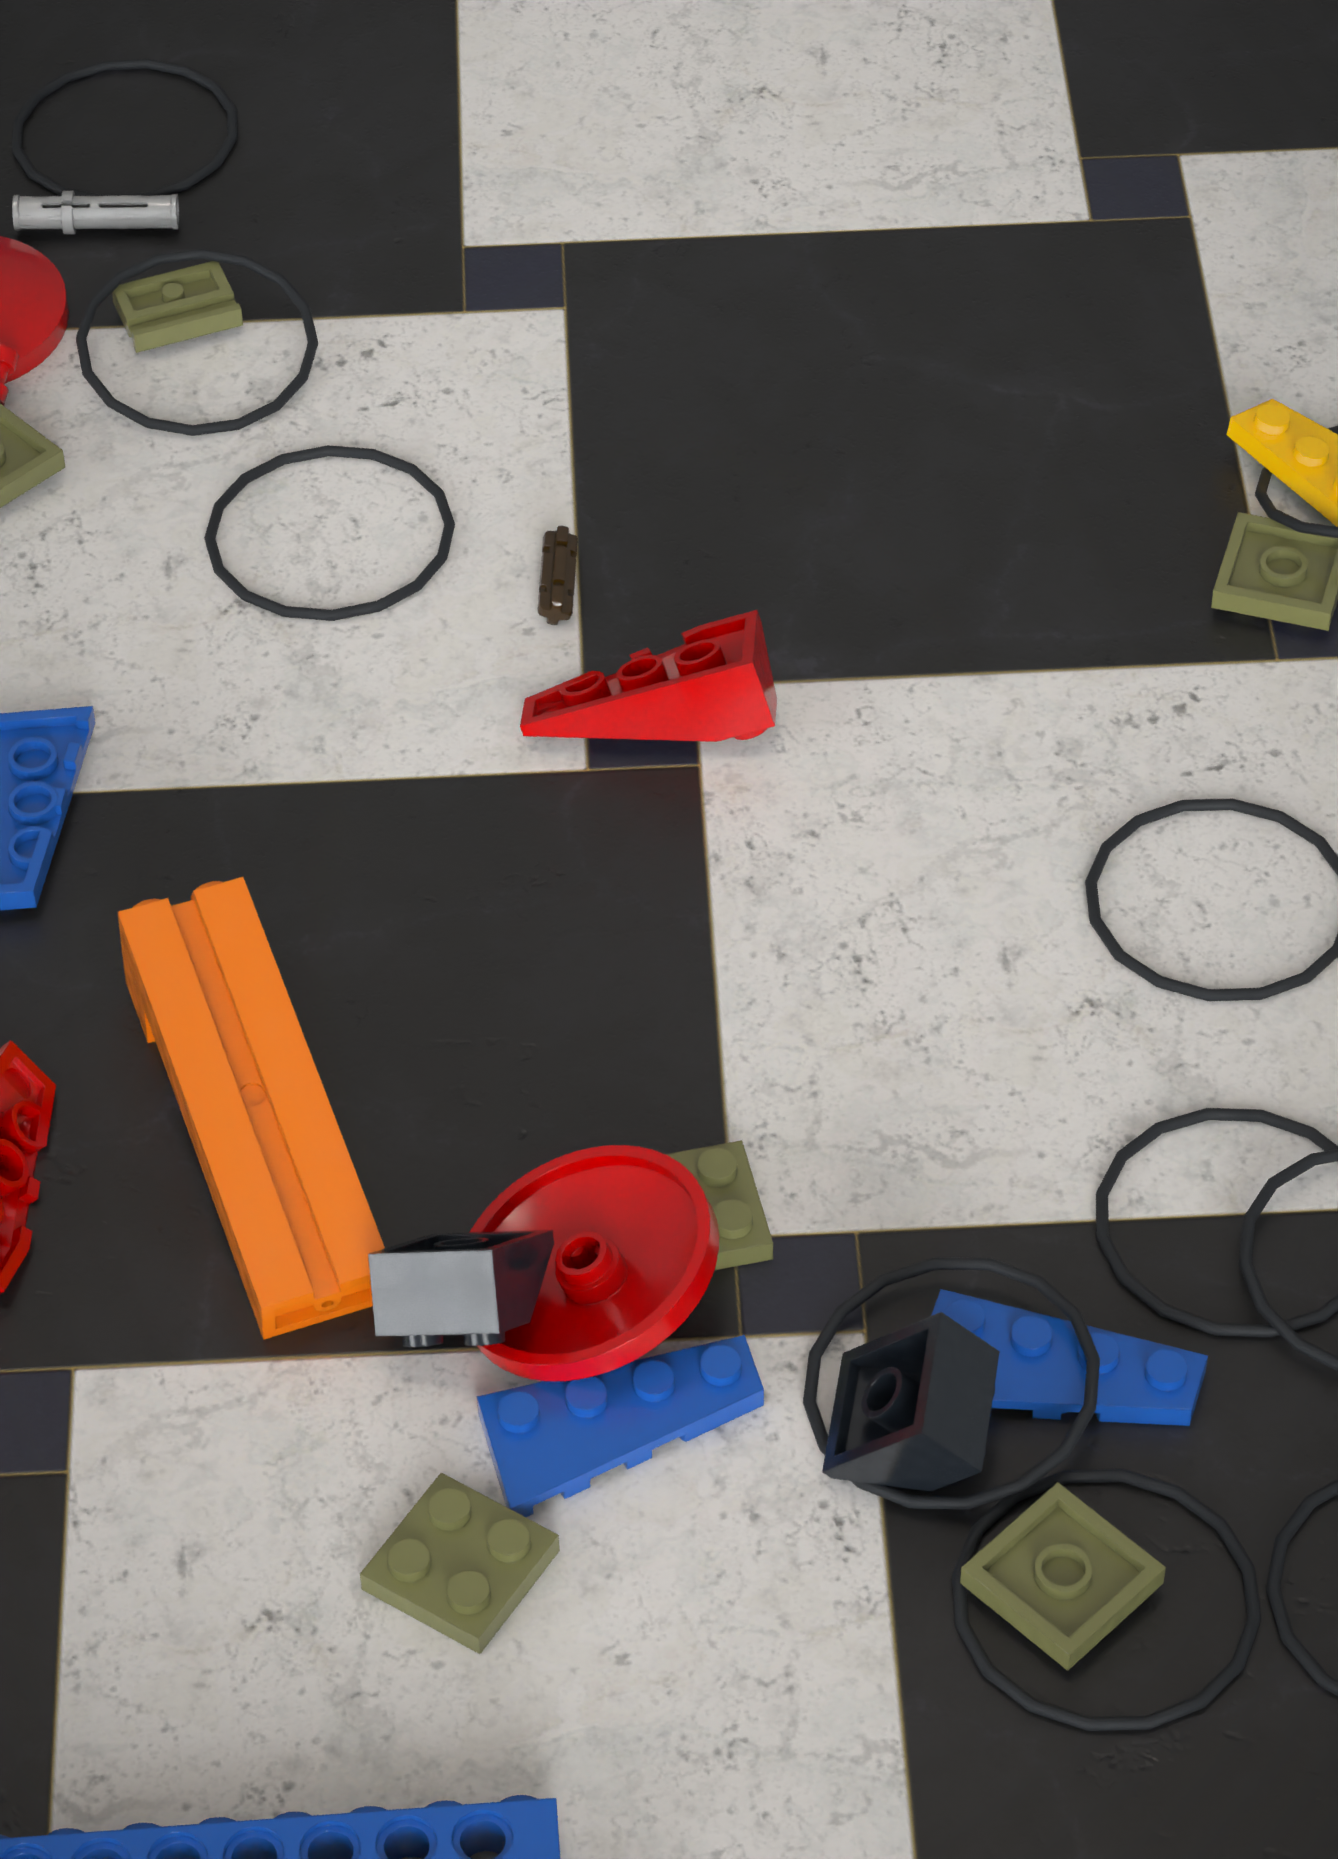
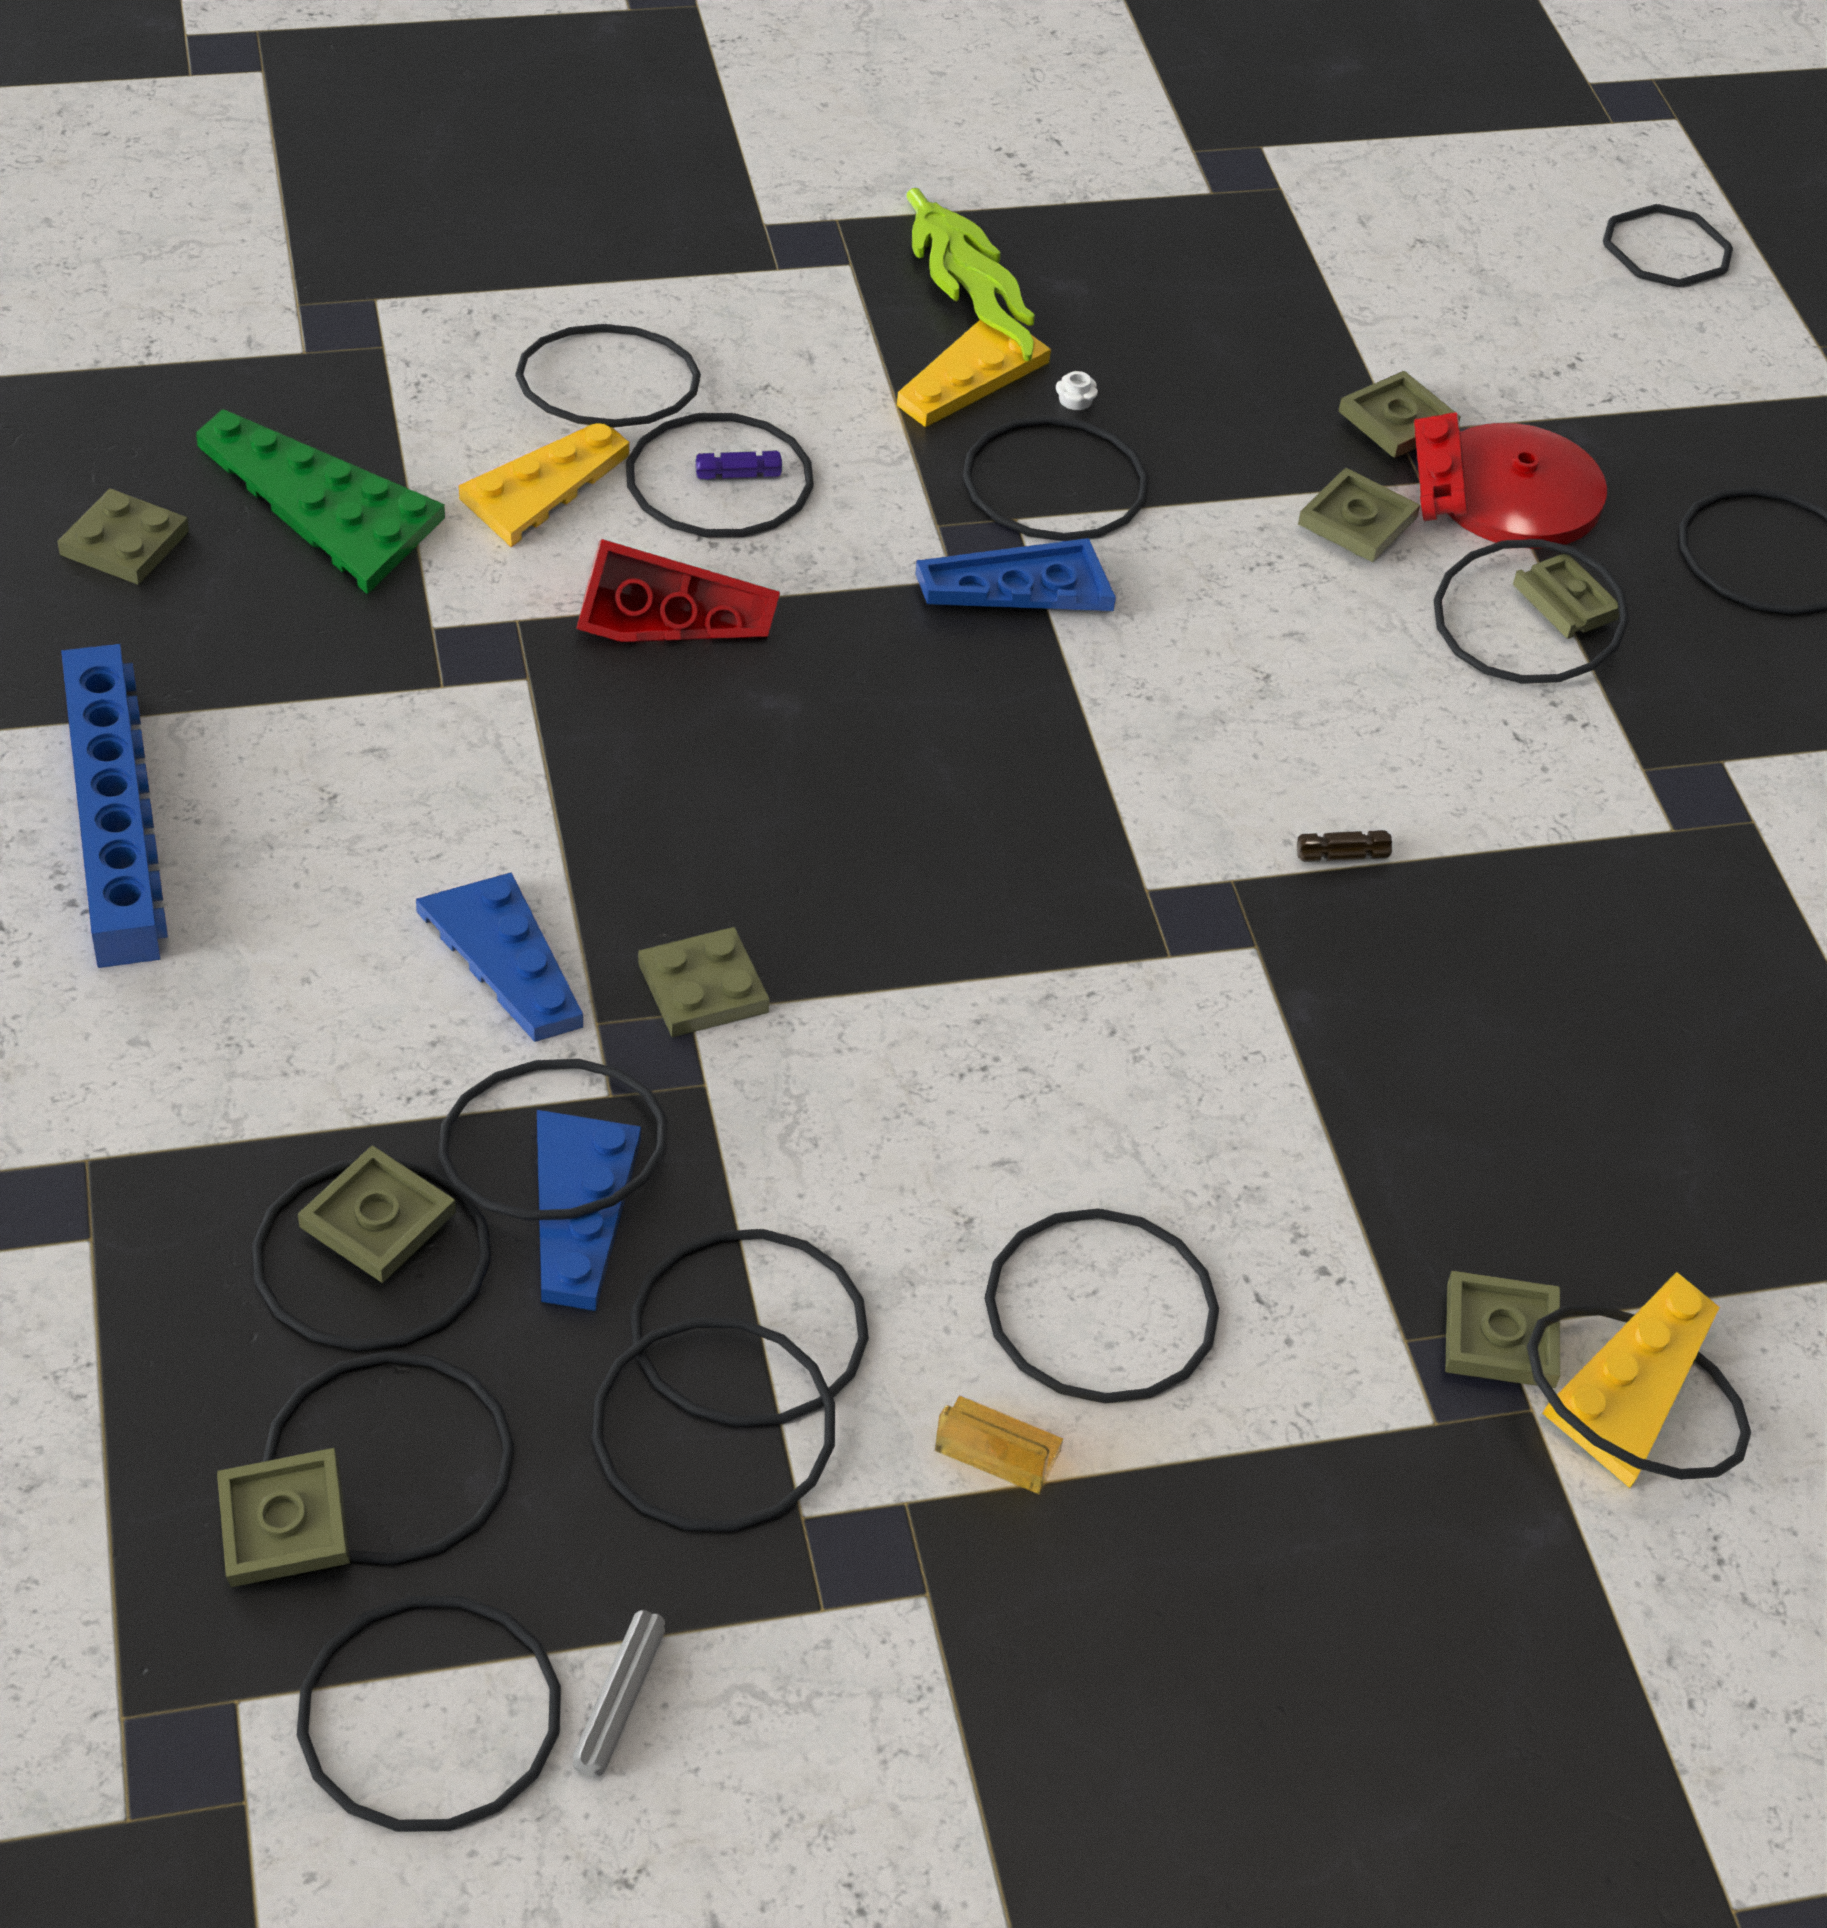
camera: 75 degrees right, 0 degrees up
(95, 212) = (1642, 507): light grey pin -> none
(252, 1104) = (741, 711): orange brick -> none
(345, 612) = (1335, 777): black piece -> none
(458, 1285) = (590, 835): slope -> none
(460, 1562) = (374, 883): olive plate -> none
(624, 1260) = (622, 907): red dish -> none
(698, 691) = (1223, 922): red wedge -> none
(913, 1407) = (504, 1105): black slope -> none

